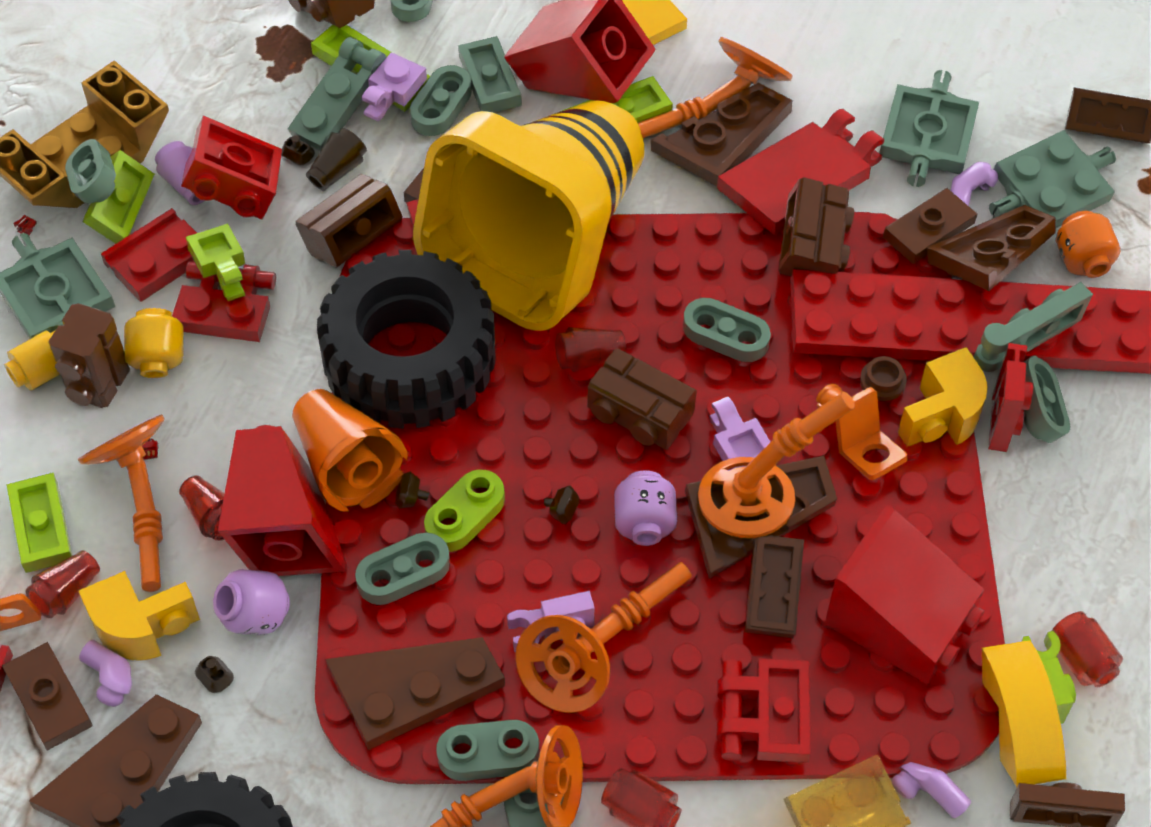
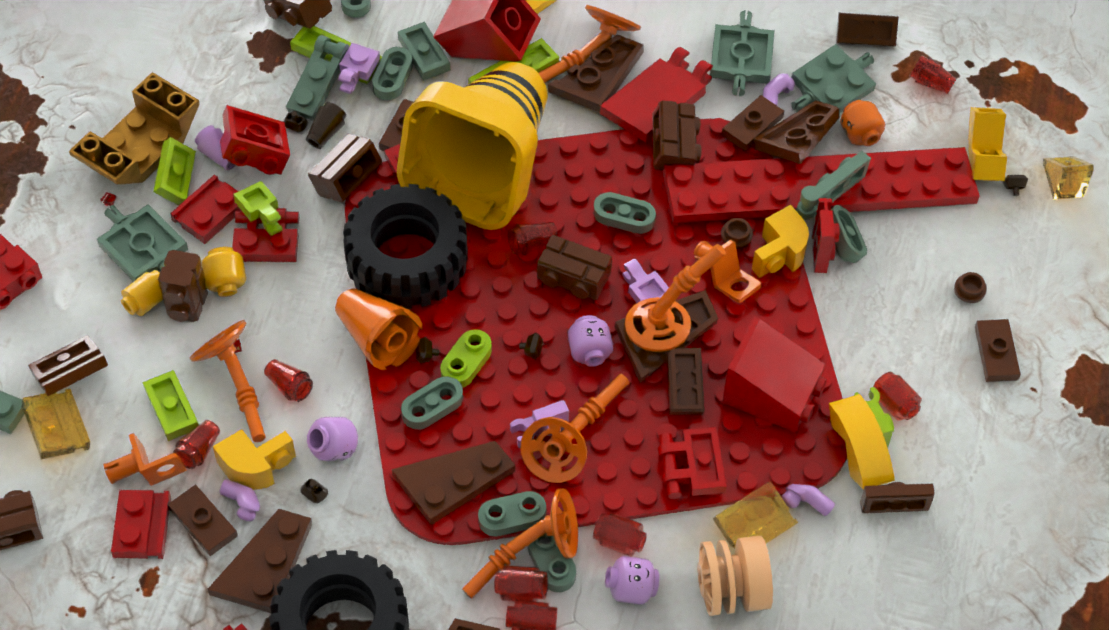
camera: 10 degrees left, 0 degrees up
(91, 172) = (154, 155): sand green plate -> none
(275, 508) = (337, 374): red slope -> none

